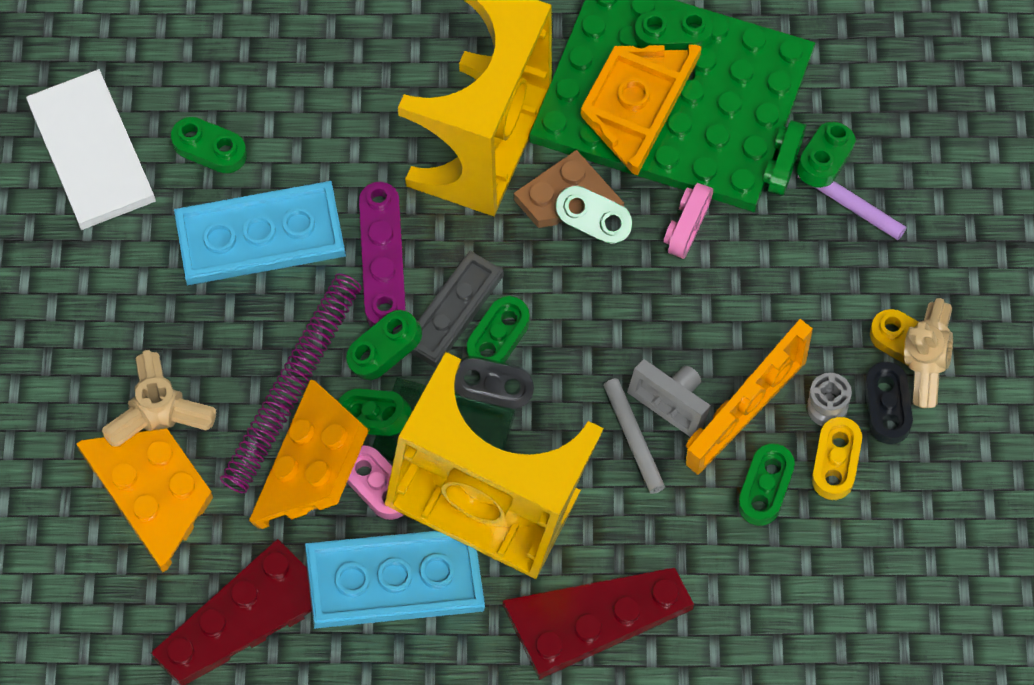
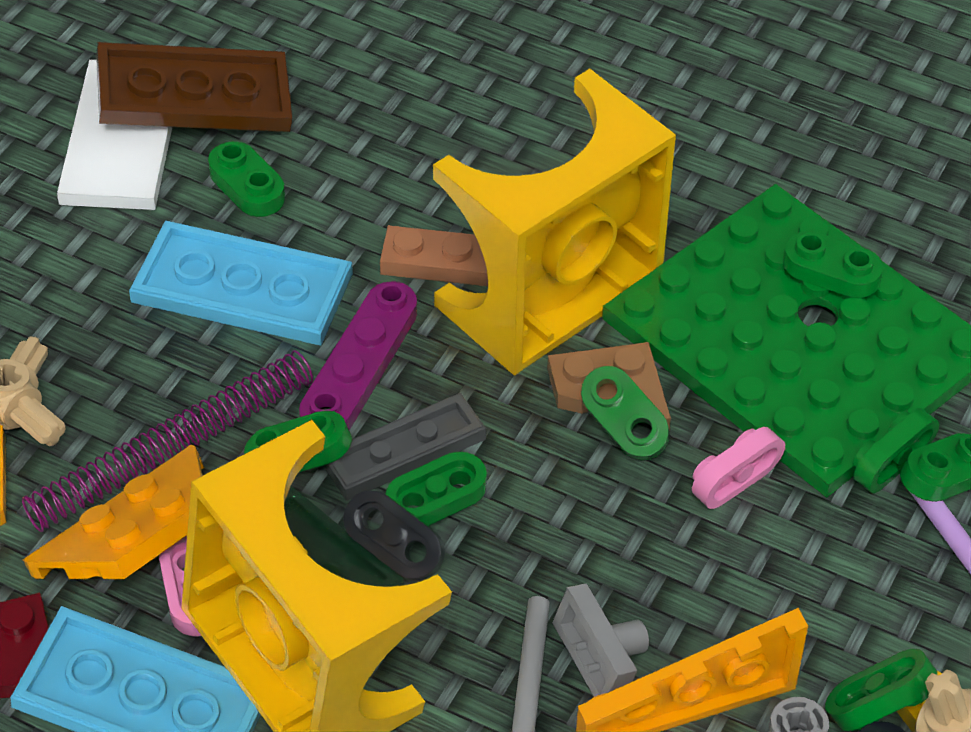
camera: 25 degrees right, 15 degrees down
(126, 88) = (193, 87): none -> reddish brown plate
(388, 146) = (433, 256): none -> nougat plate
(636, 98) = (746, 310): light orange wing -> none
(867, 342) = (880, 690): none -> green plate

